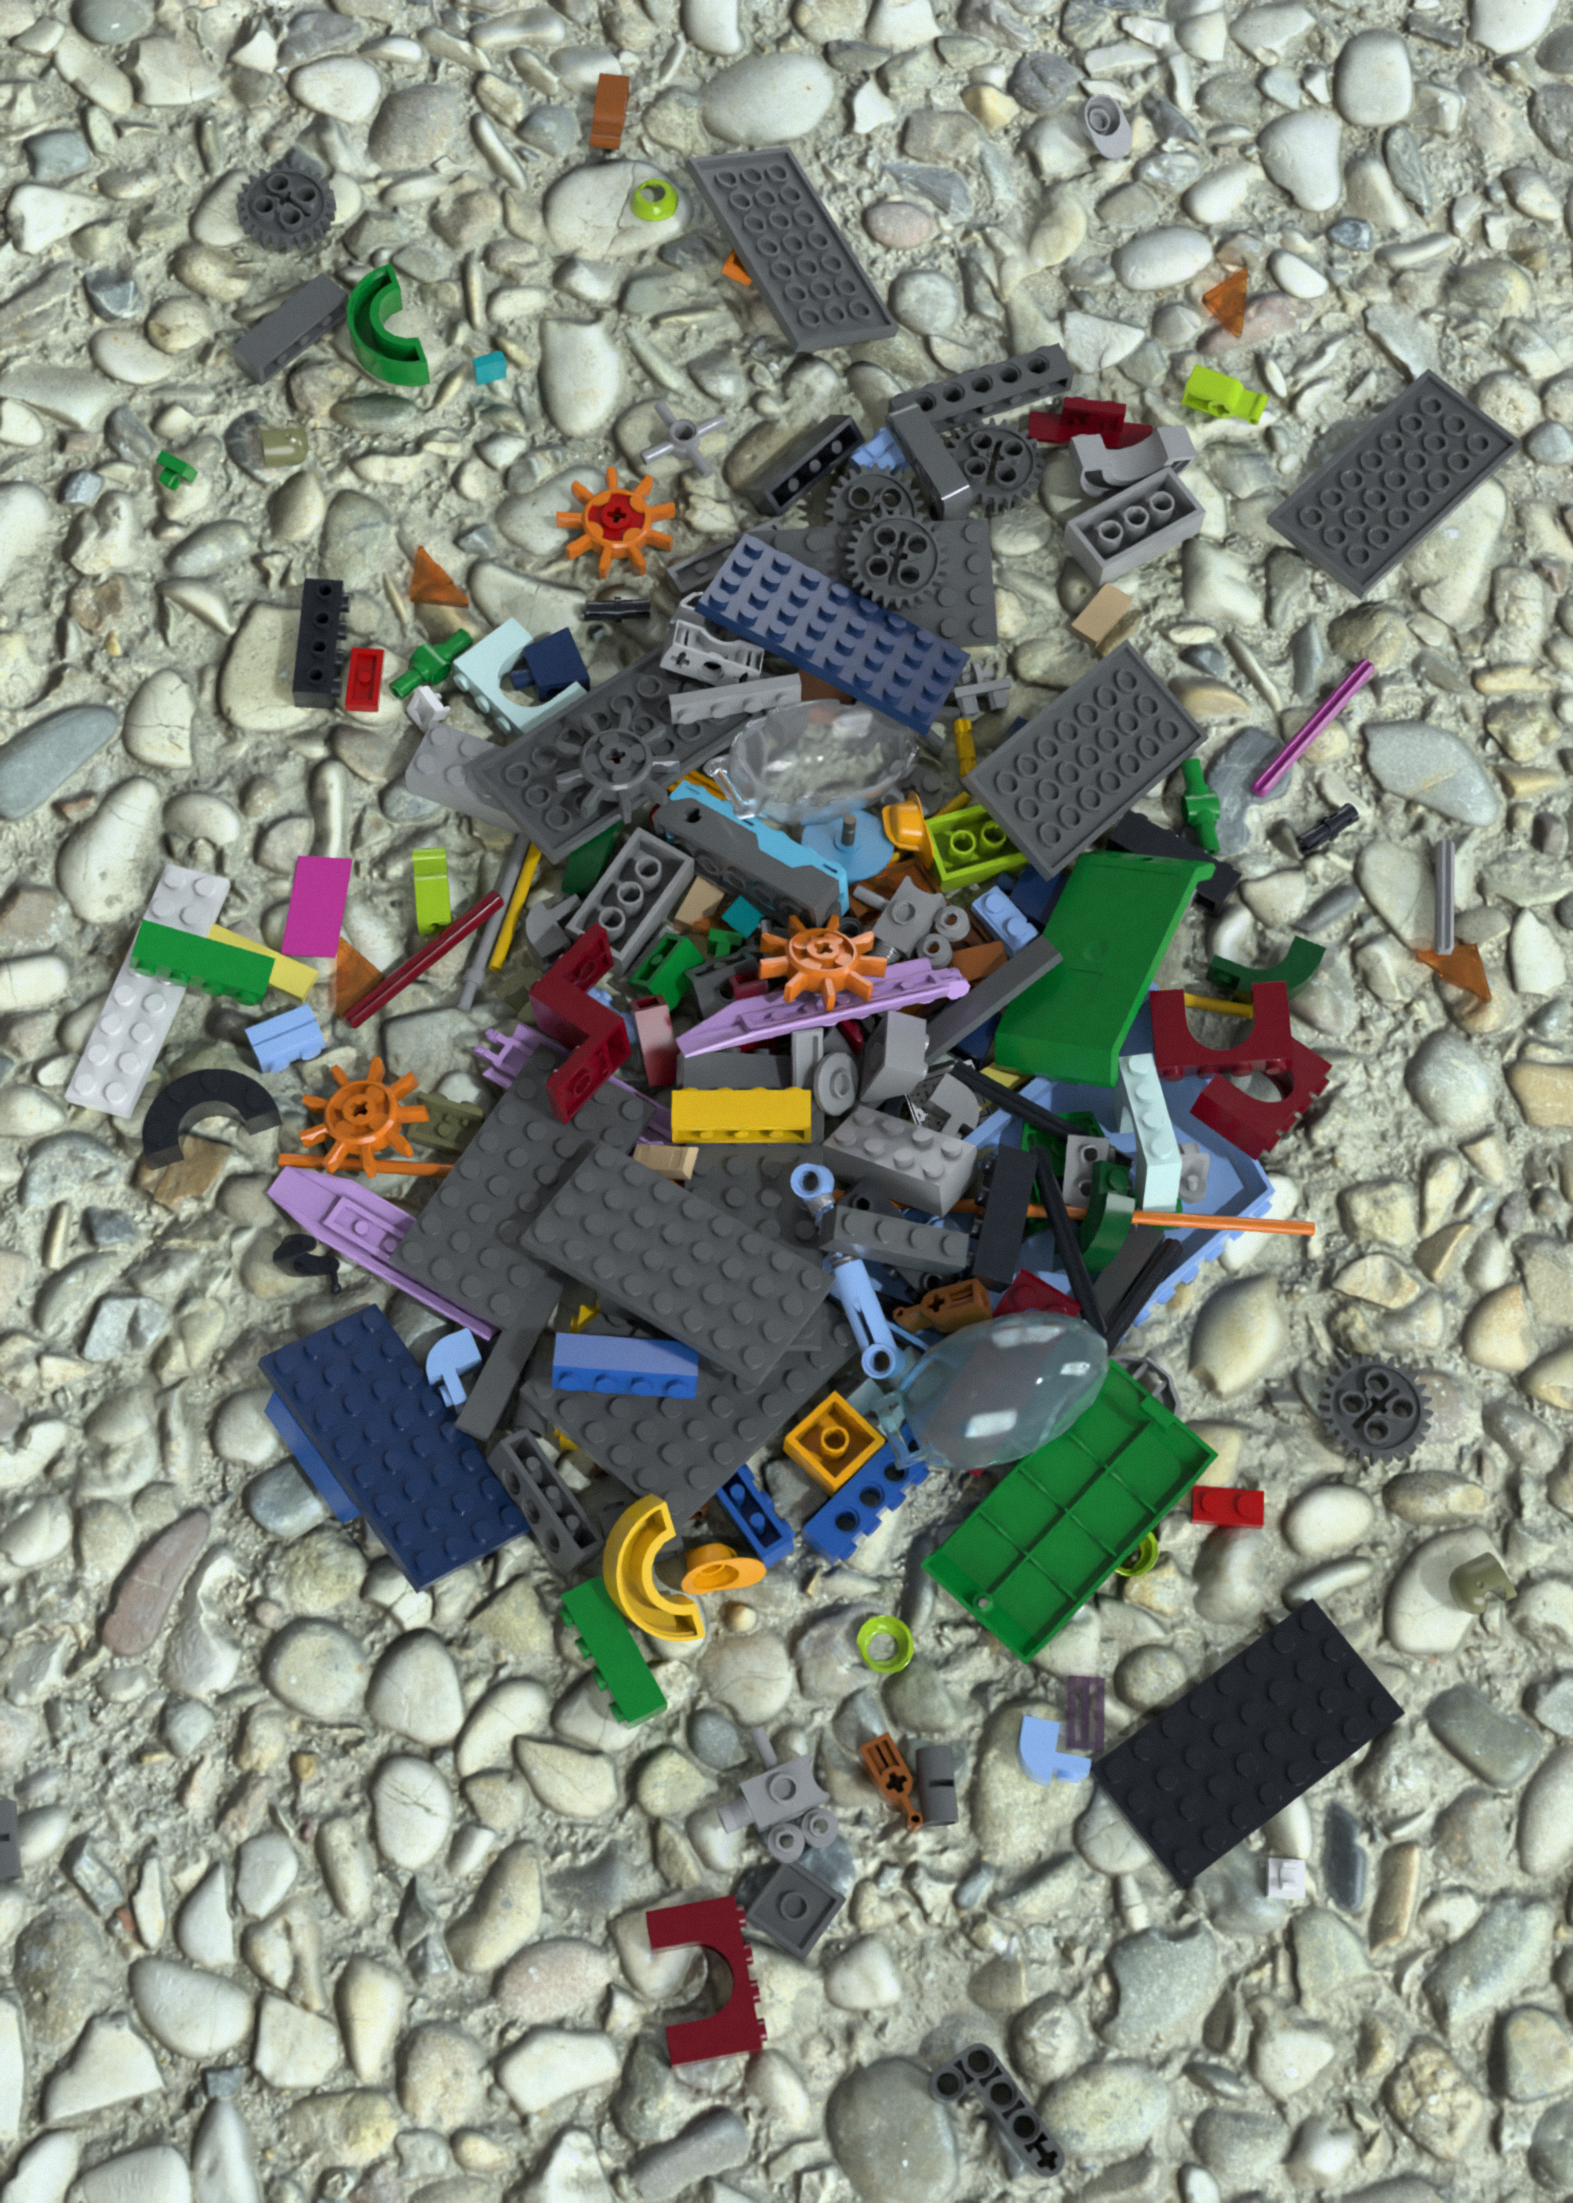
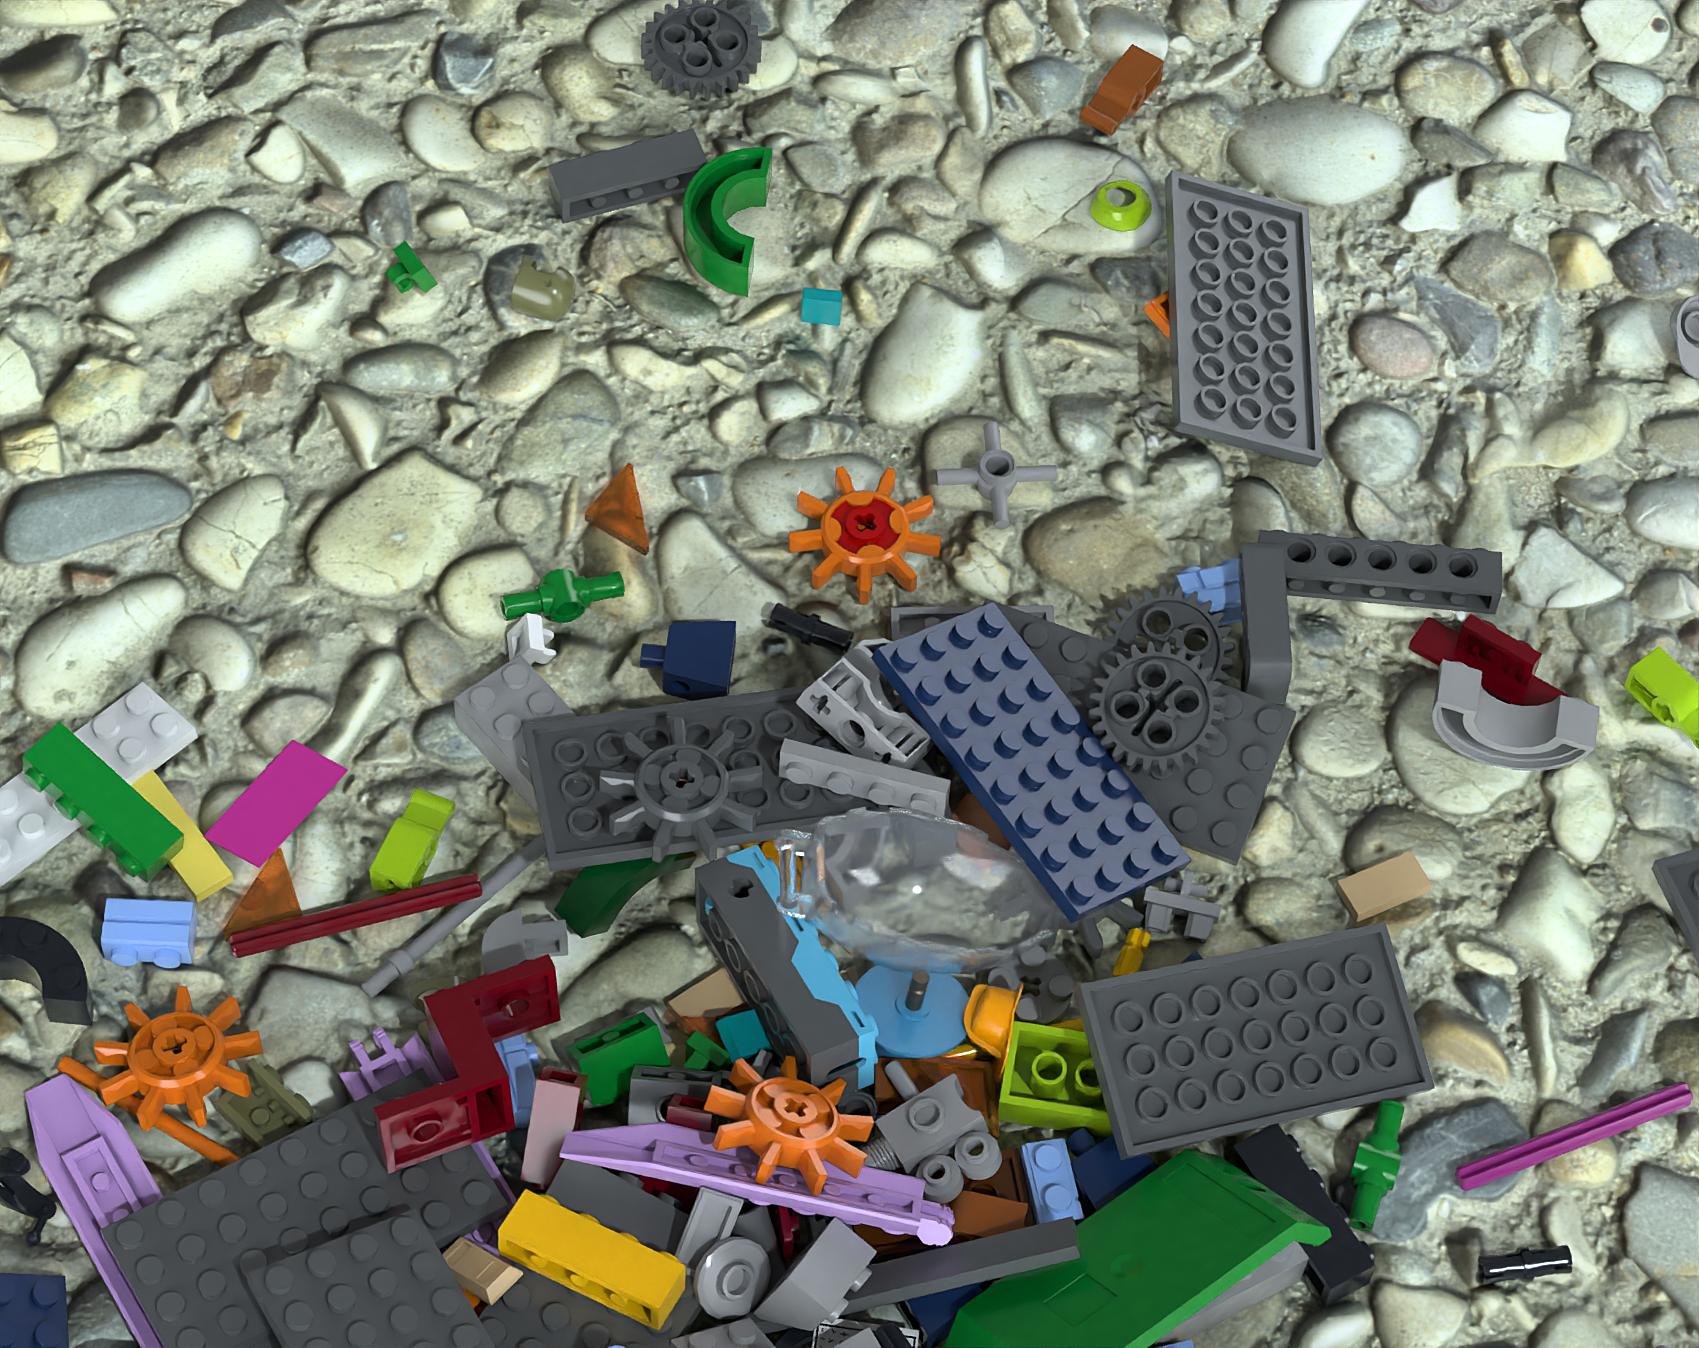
camera: 30 degrees right, 10 degrees down
(319, 644) = (453, 520): black brick -> none
(365, 679) = (479, 581): red plate -> none
(485, 668) = (618, 628): light aqua arch -> none
(515, 908) = (488, 913): yellow piece -> none
(634, 896) = (629, 956): light grey brick -> none
(804, 465) = (1118, 562): black brick -> none
(1022, 470) = (1377, 678): dark grey gear -> none
(1133, 526) = (1476, 800): light grey brick -> none

